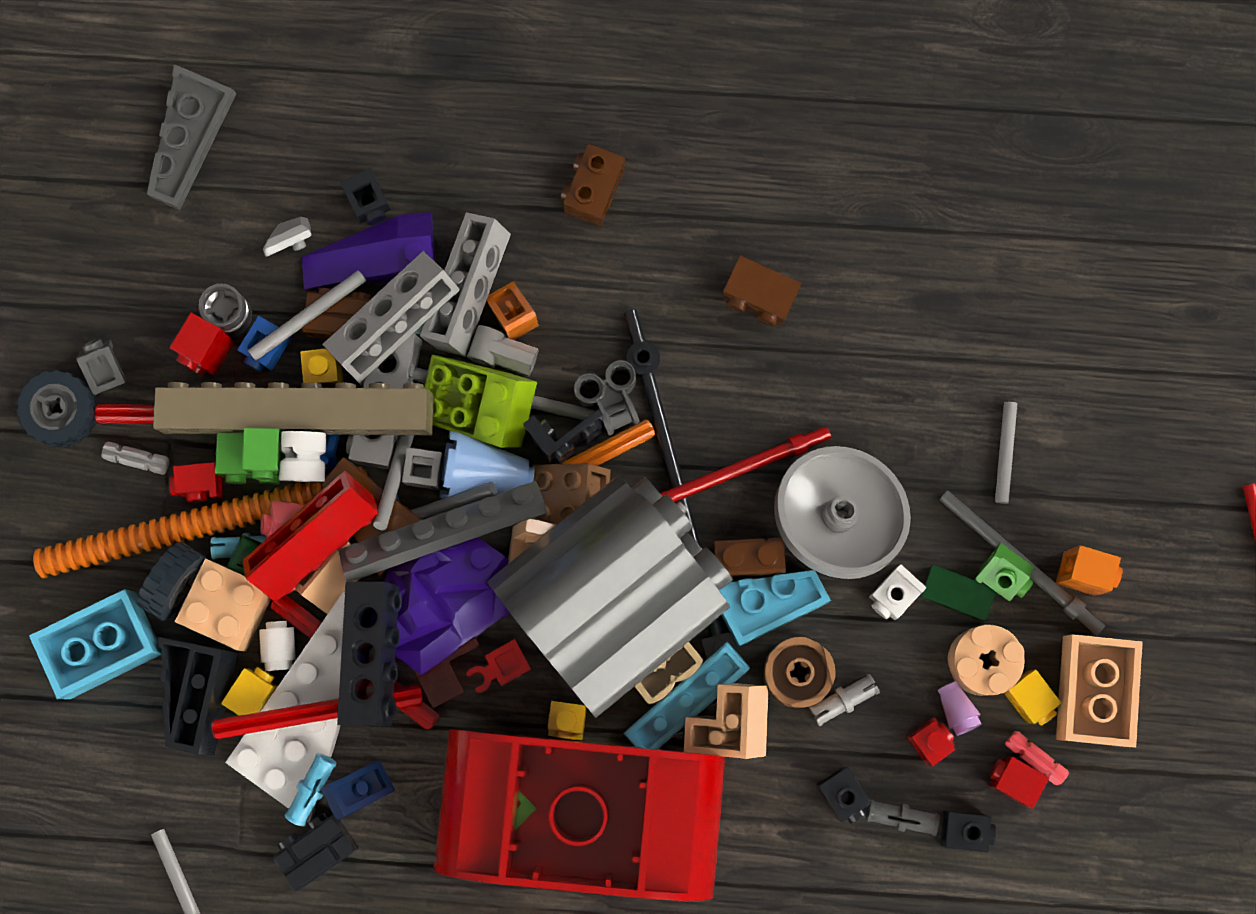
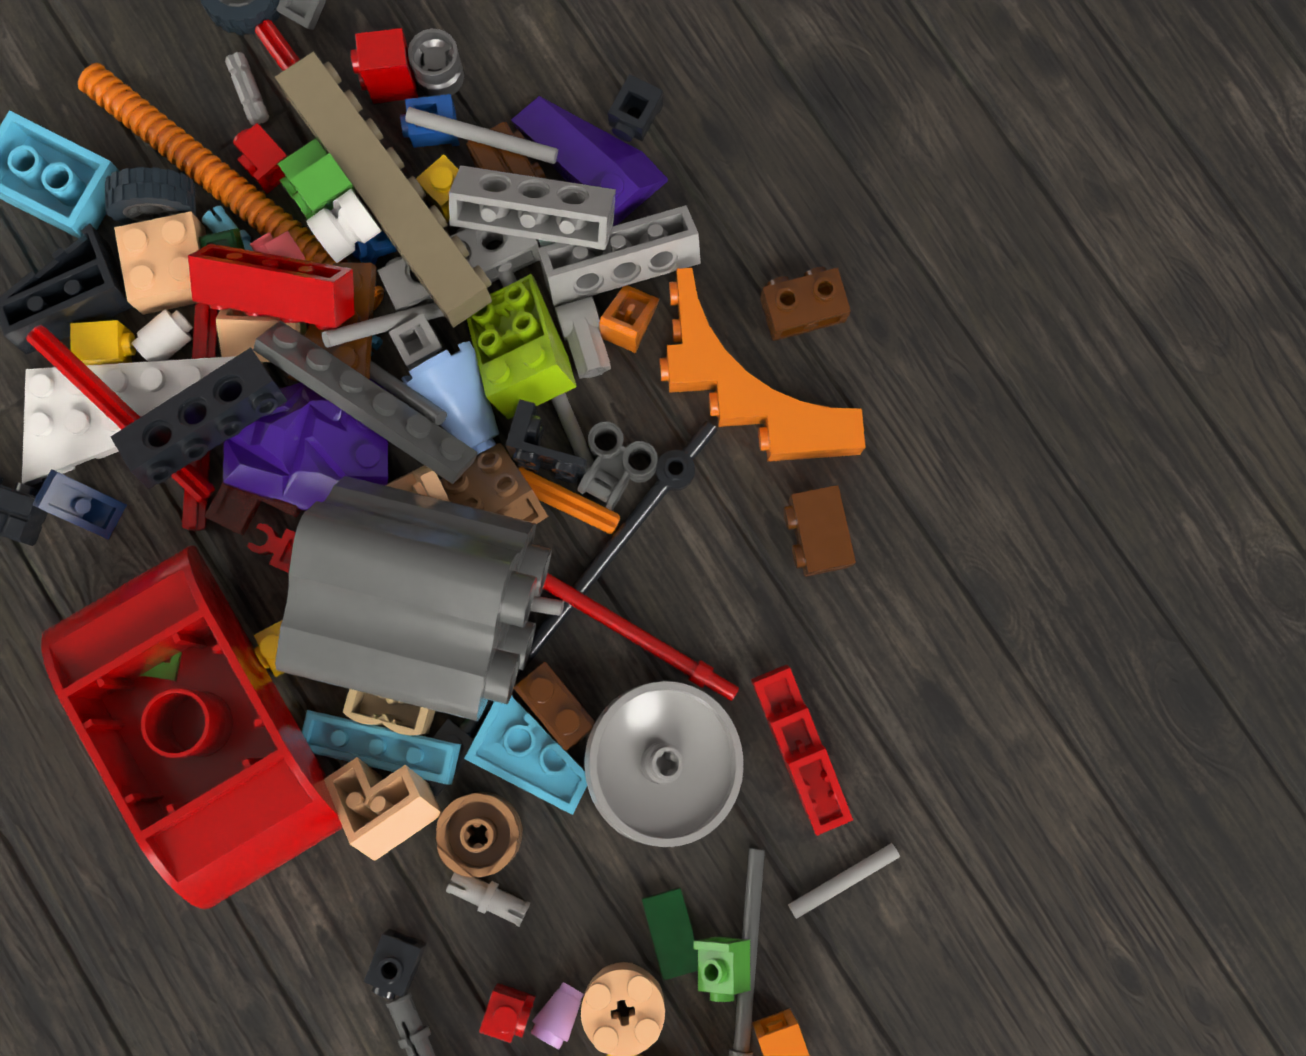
camera: 50 degrees right, 0 degrees up
(287, 234) = (548, 66): light grey piece -> none
(310, 789) = (46, 459): medium azure pin -> none
(625, 278) = (791, 426): none -> orange arch
(898, 414) = (802, 750): none -> red slope
(901, 579) = (640, 865): white brick -> none

